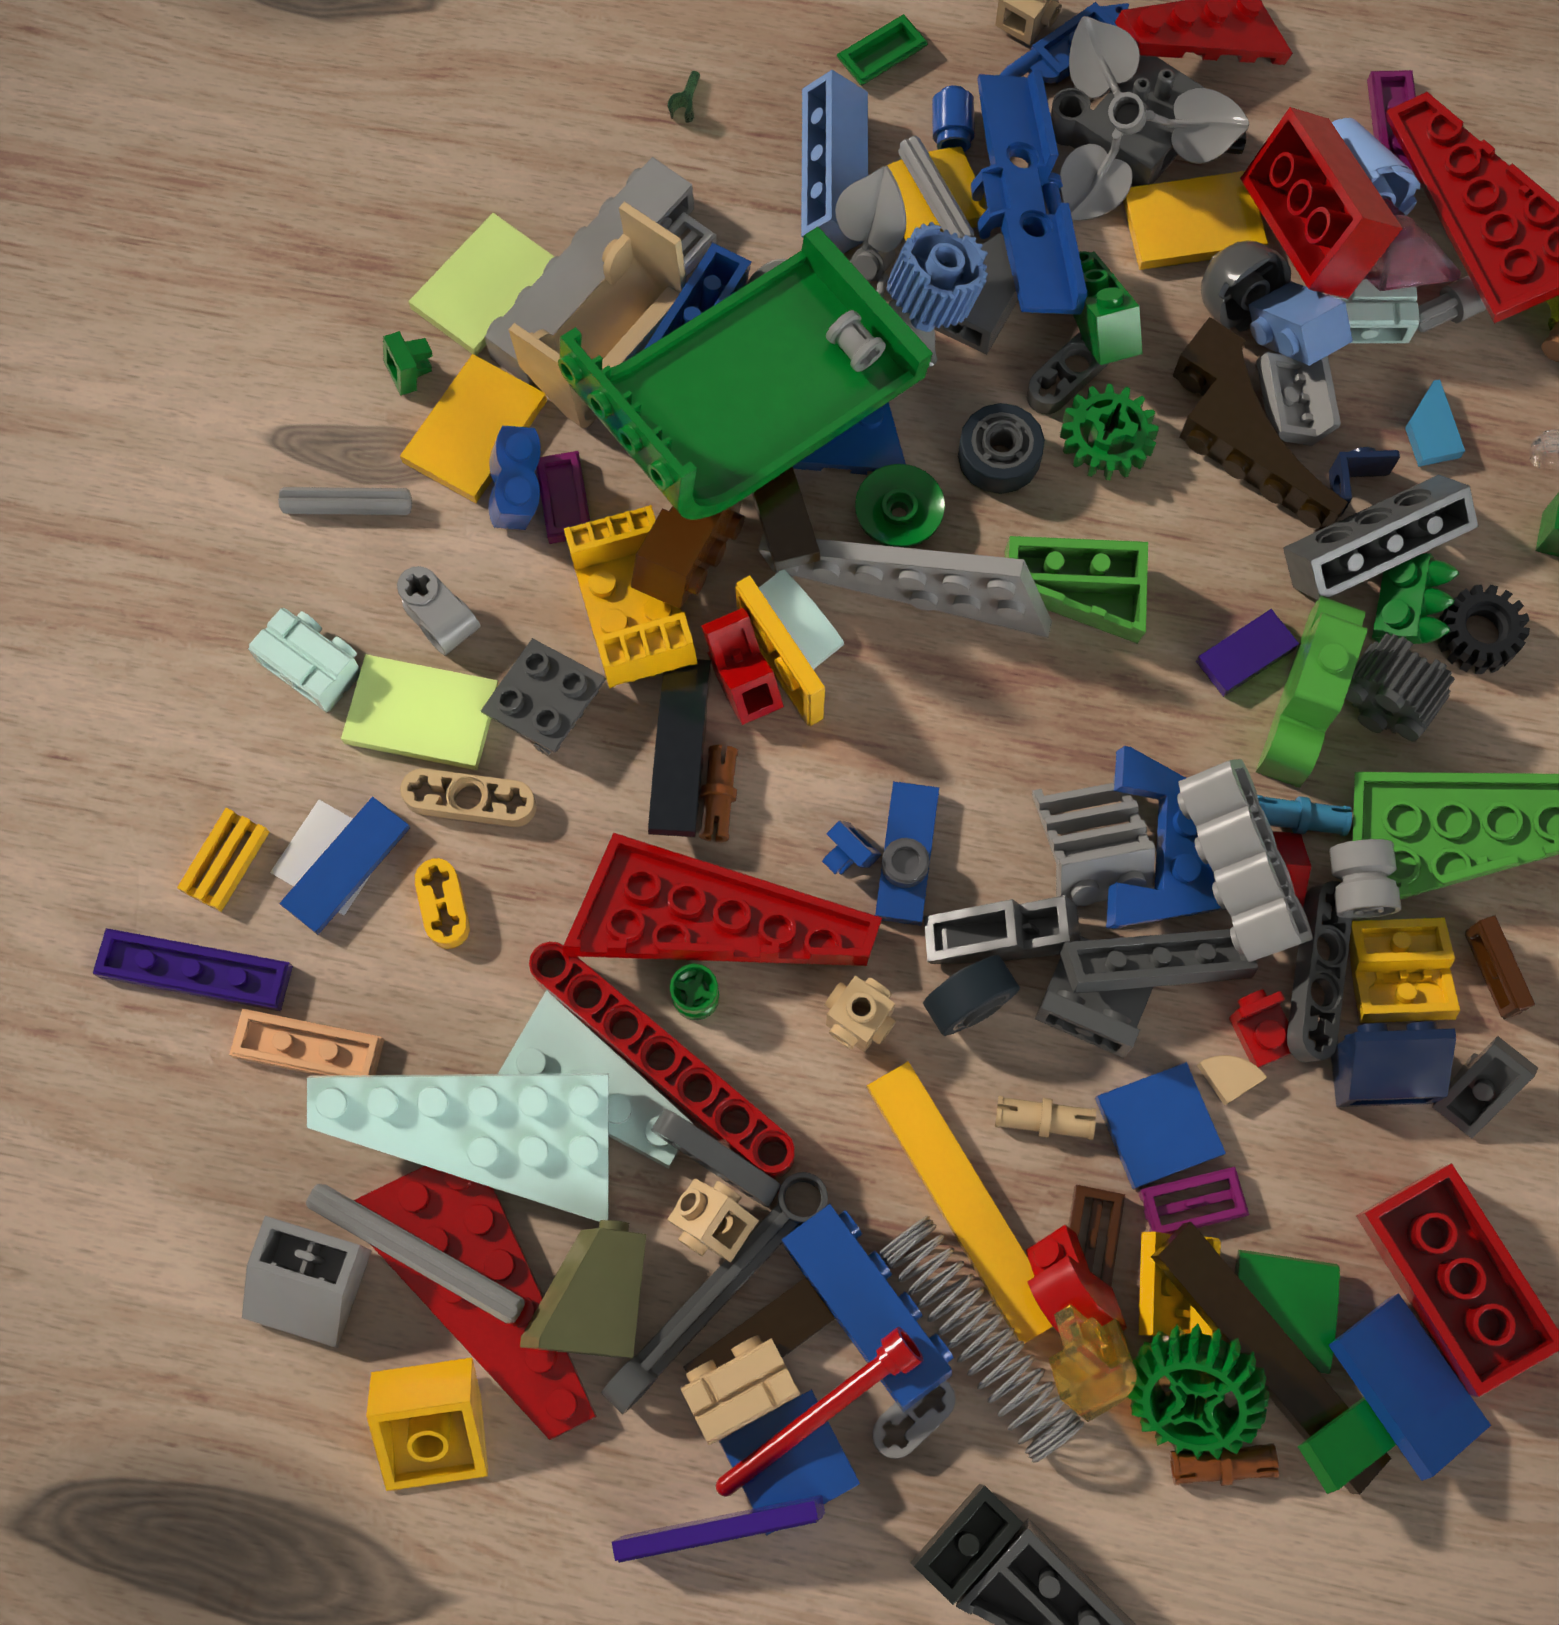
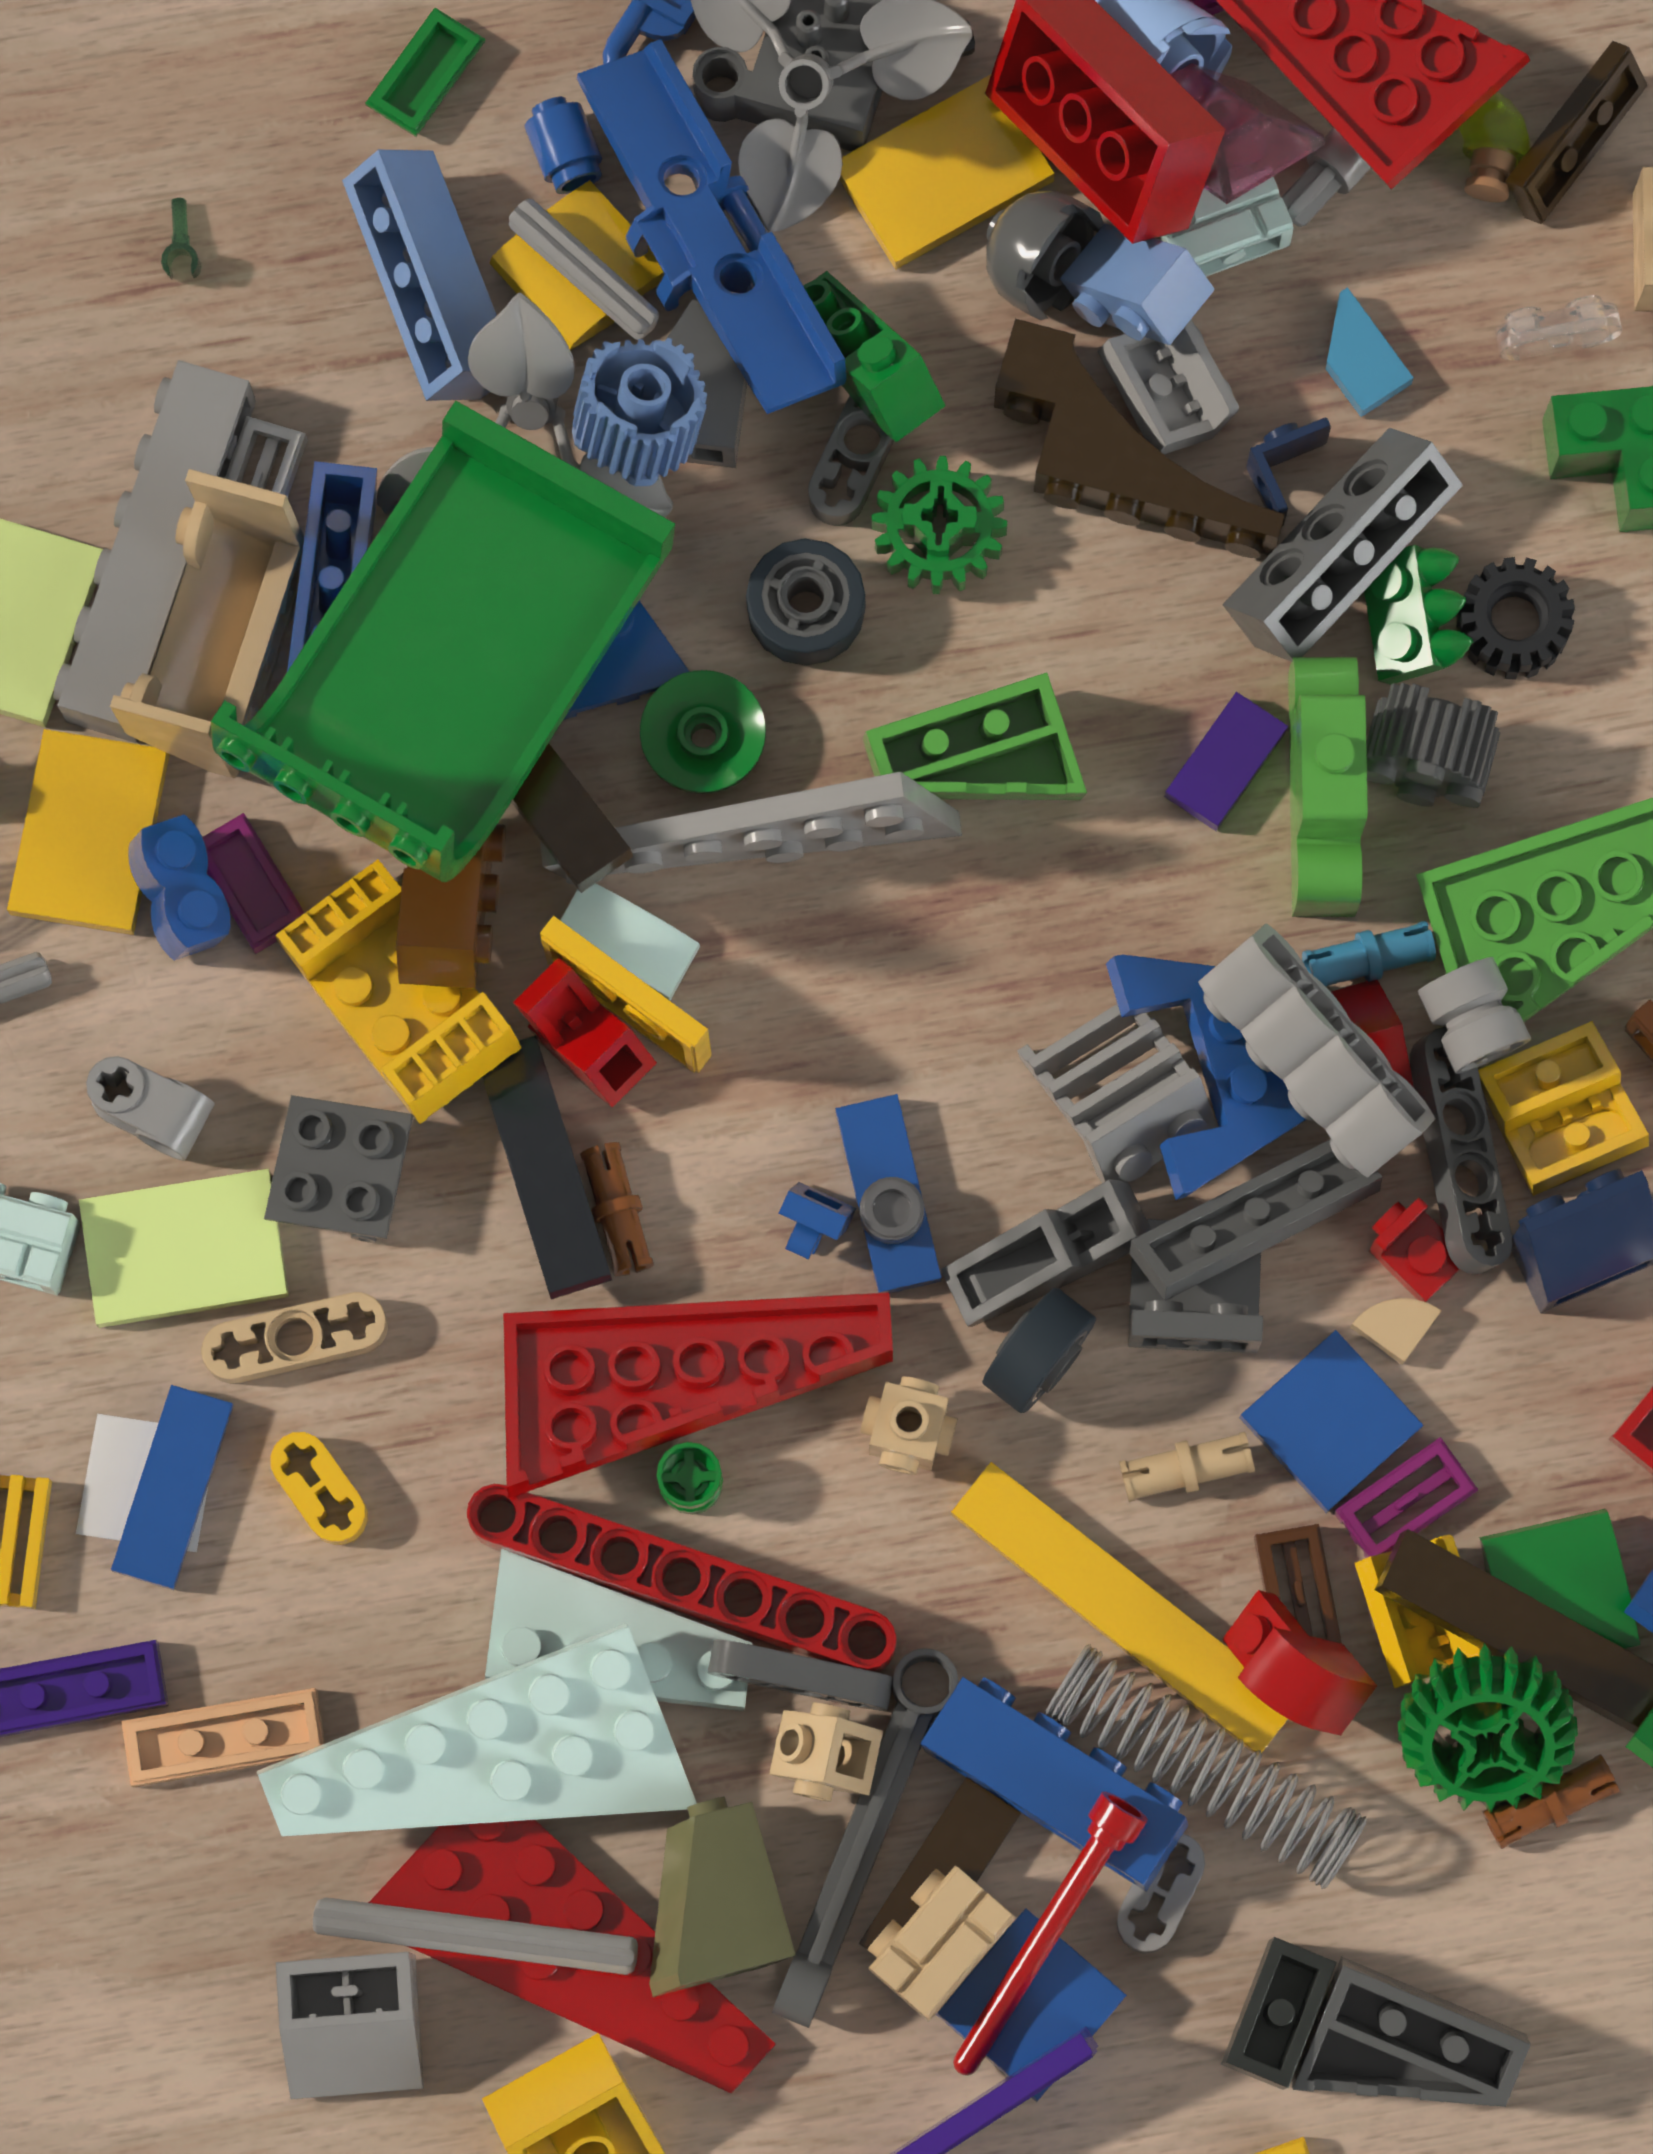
camera: 20 degrees left, 5 degrees up
(855, 340) = (566, 541): light grey bush -> none
(1094, 1366) = (1353, 1745): clear yellow brick -> none

